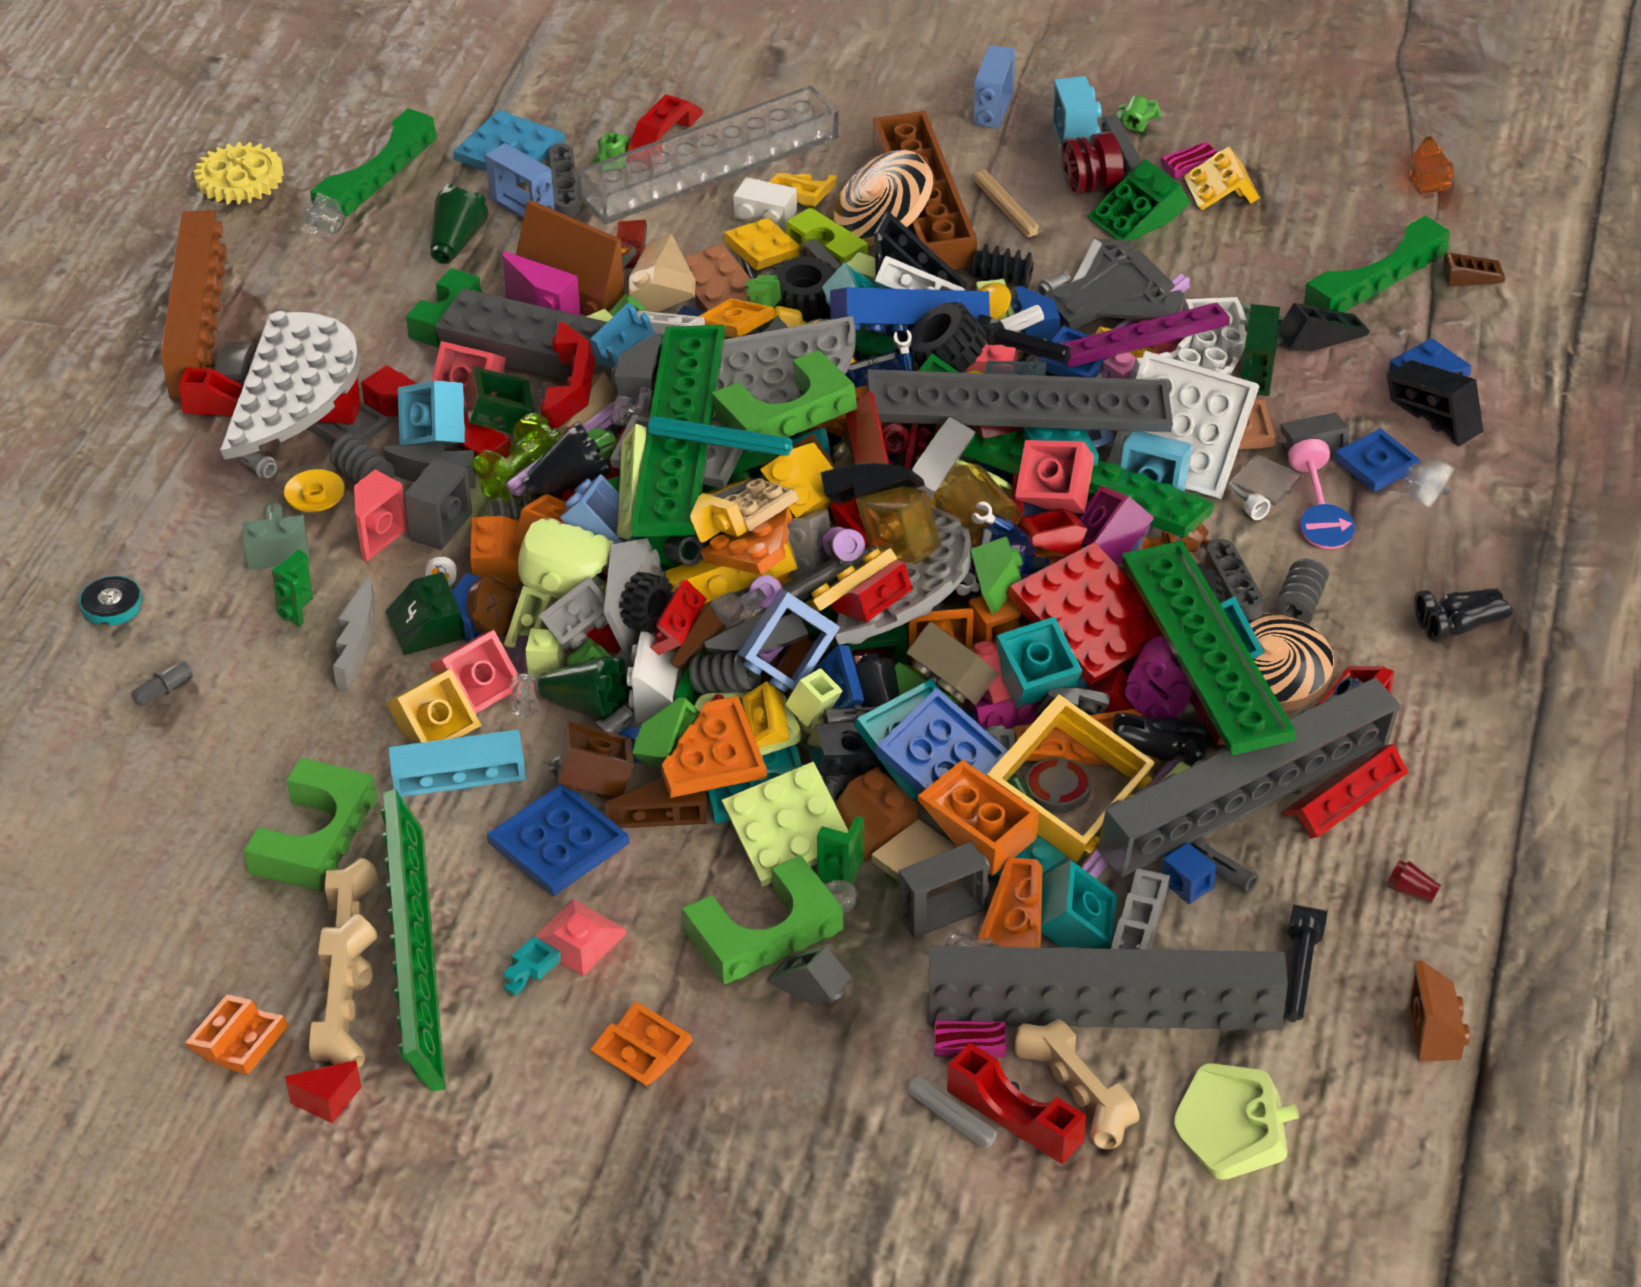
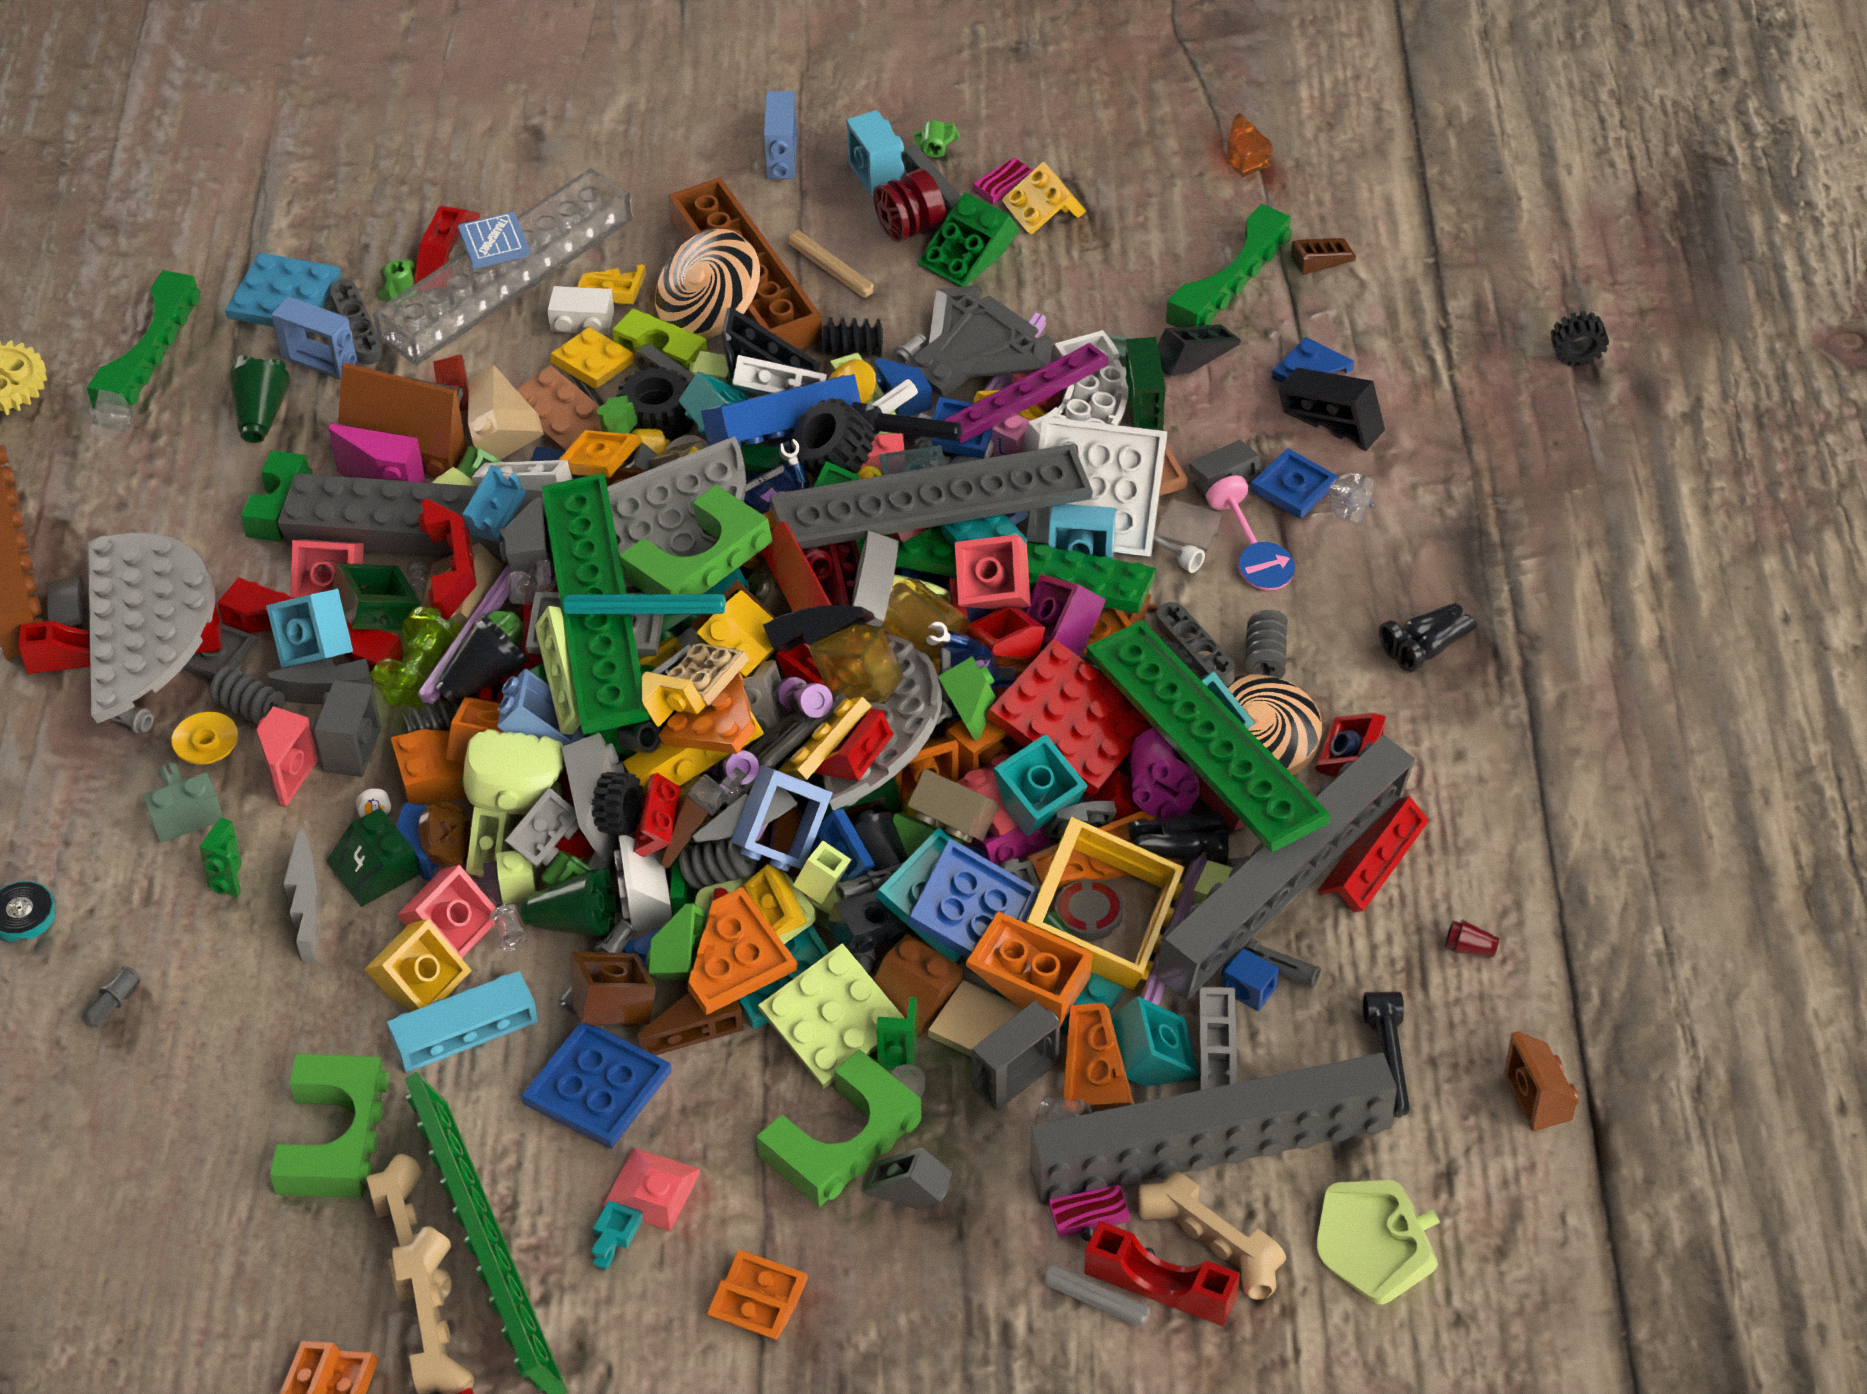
camera: 15 degrees left, 5 degrees up
(702, 129) = (493, 240): none -> medium blue tile

